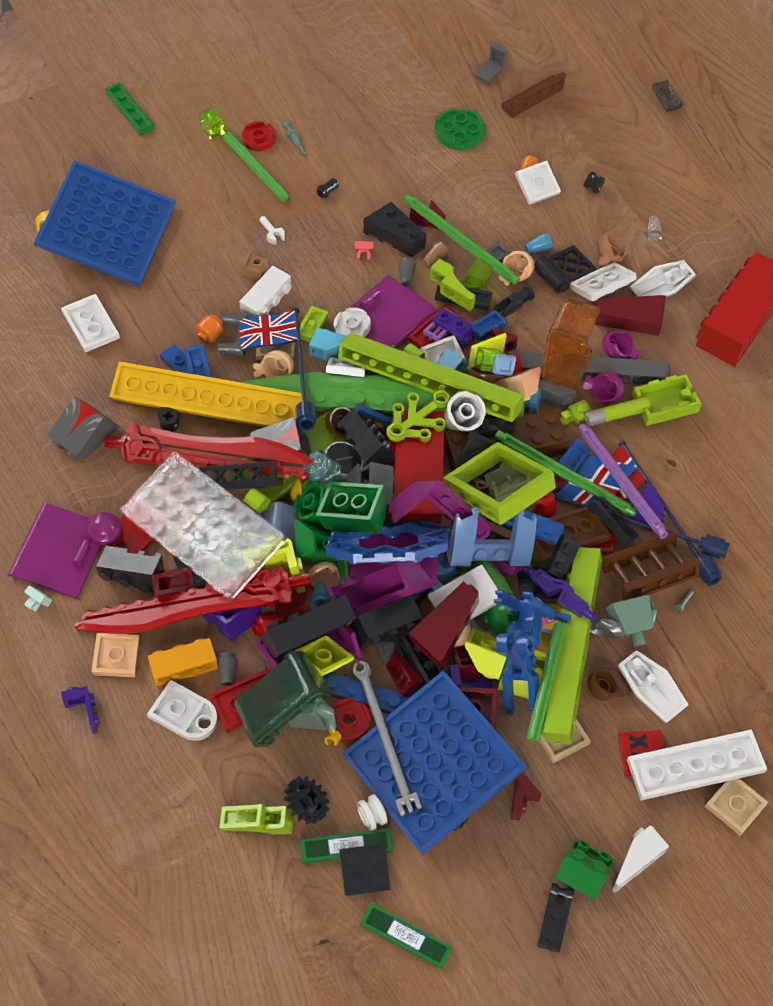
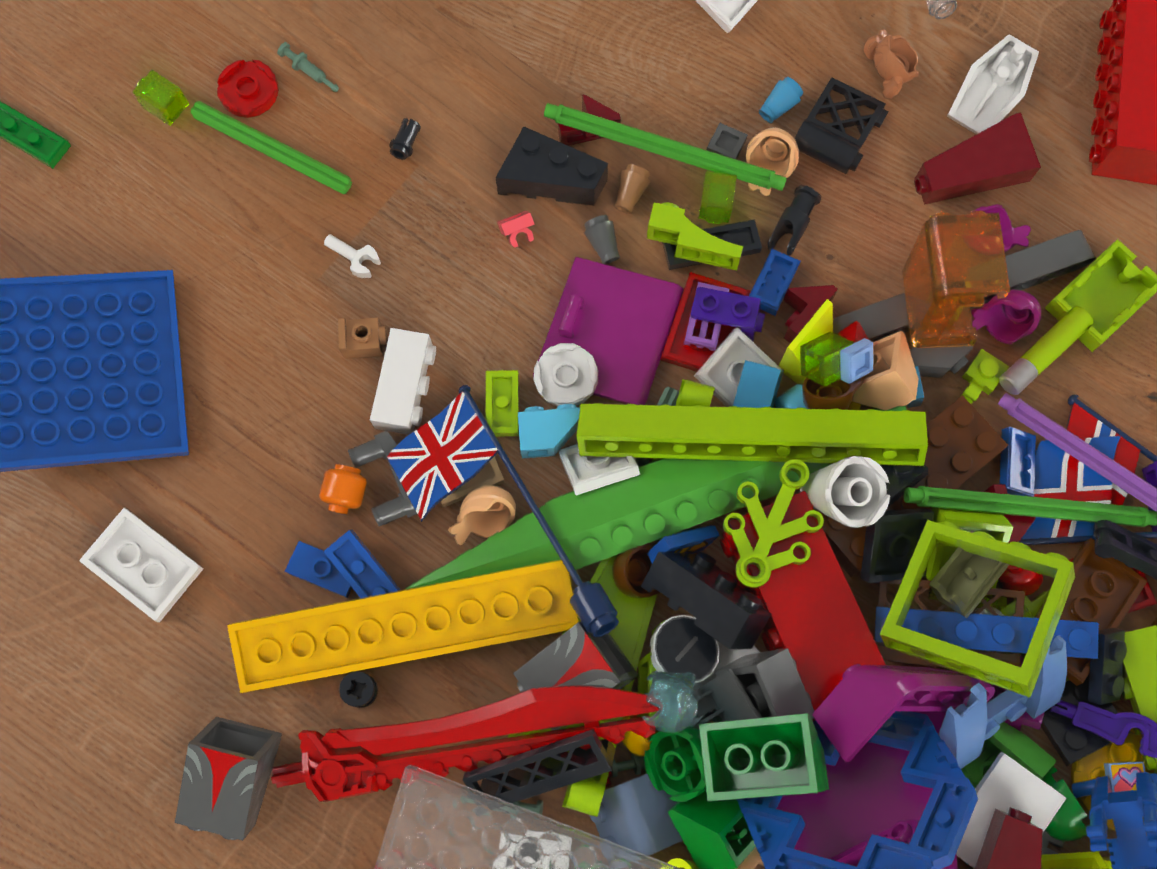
camera: 20 degrees left, 15 degrees up
(603, 281) = (912, 126): white plate -> none

